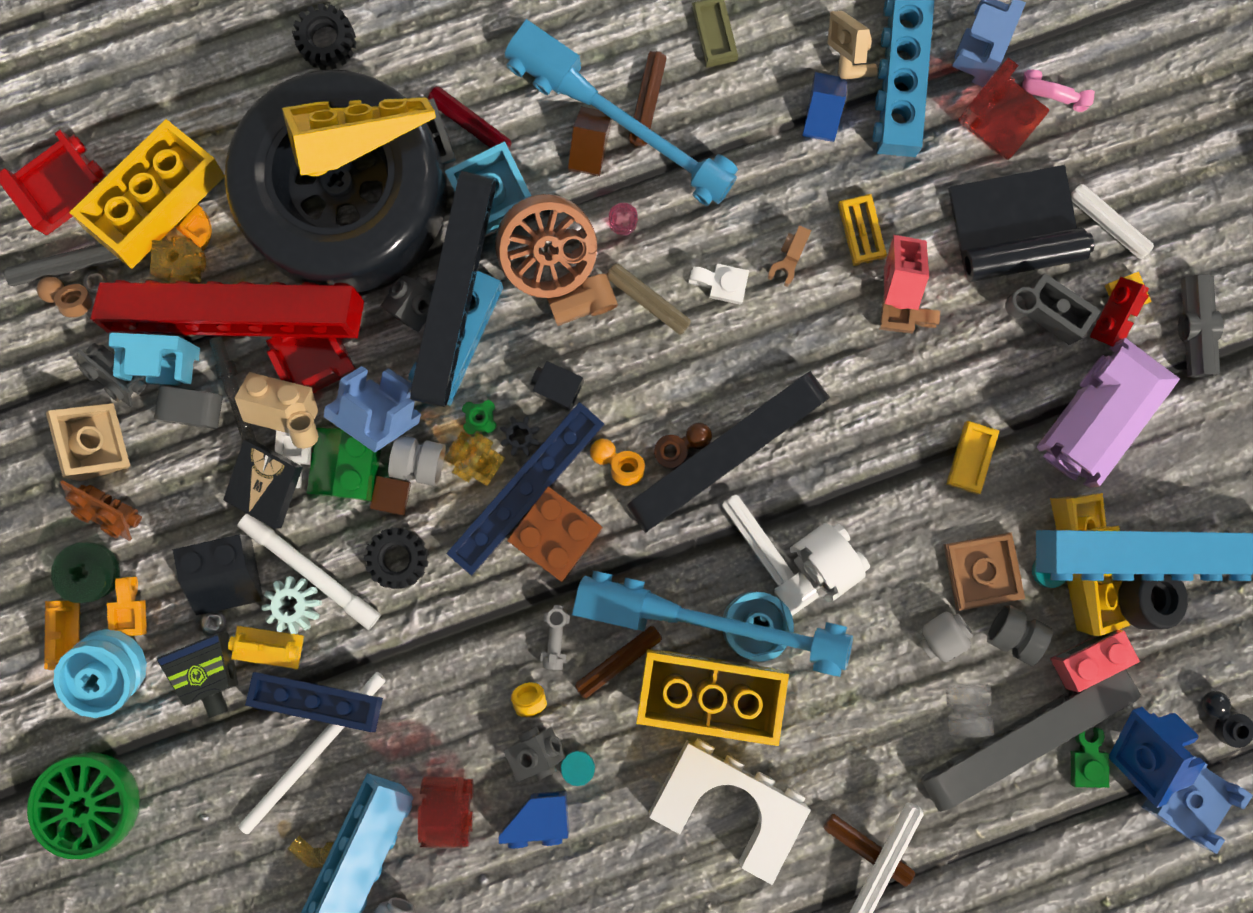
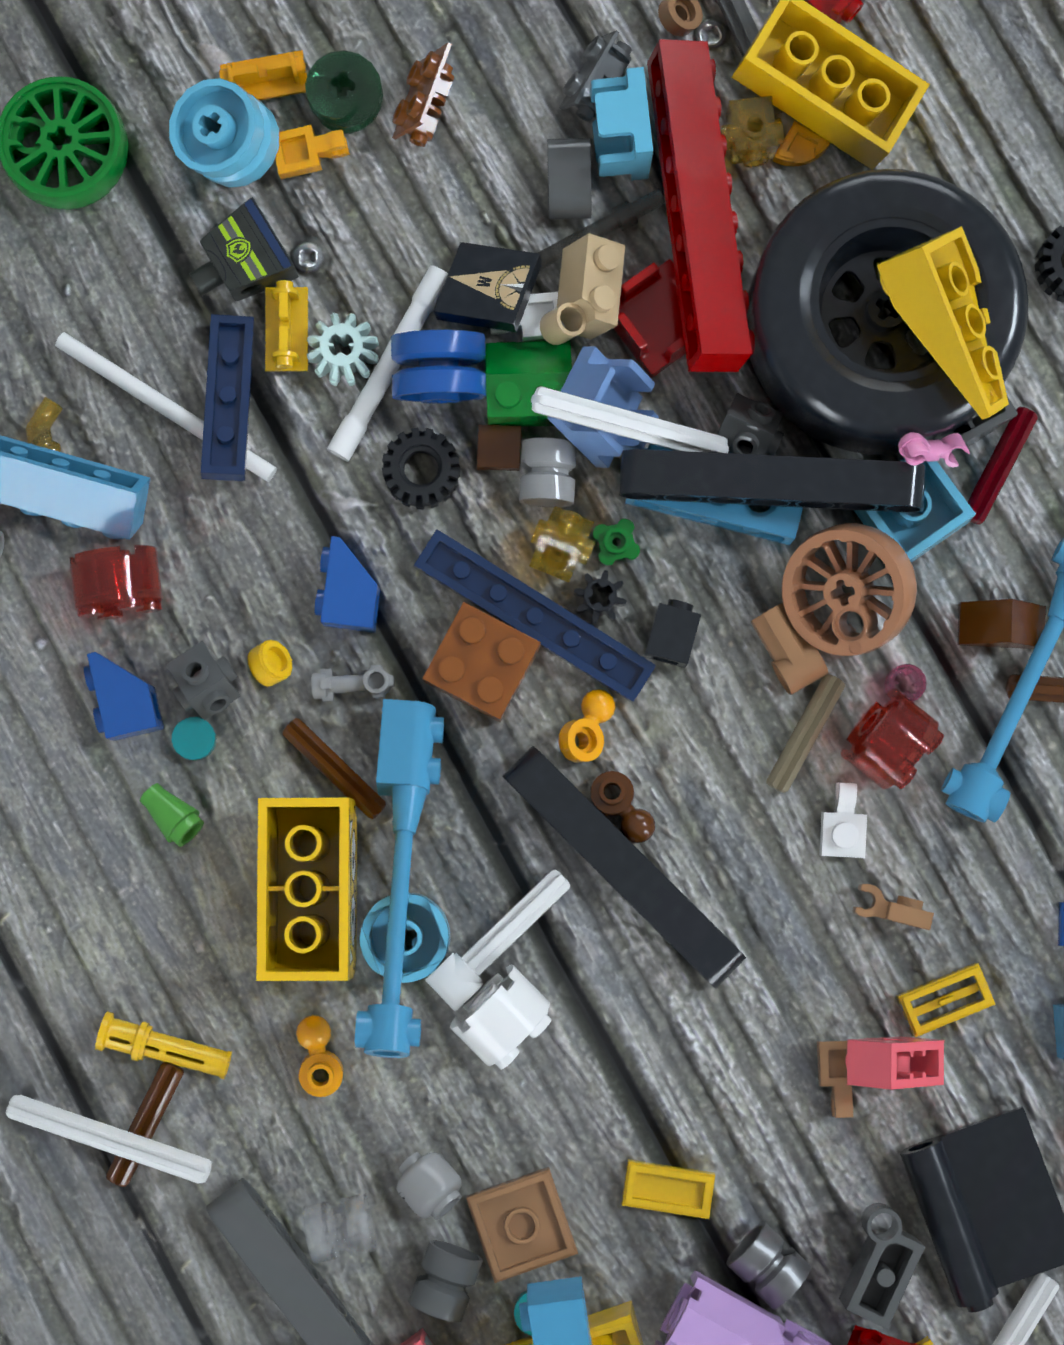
camera: 80 degrees right, 0 degrees up
(88, 441) = (507, 64): tan slope -> none
(219, 574) = (367, 254): black slope -> none
(318, 529) = (437, 366): none -> blue wheel
(389, 392) = (625, 422): none -> white axle
(449, 172) = (919, 450): none -> bright pink arm
(483, 628) = (349, 592): none -> blue slope
(636, 793) = (174, 817): none -> bright green cone
(665, 234) = (892, 740): none -> clear red brick
(779, 812) = (176, 1001): white arch -> none
(807, 841) = (143, 1042): none -> yellow pin
(821, 708) = (314, 1034): none -> light orange plate
(1044, 387) = (763, 1260): none -> flat silver wheel

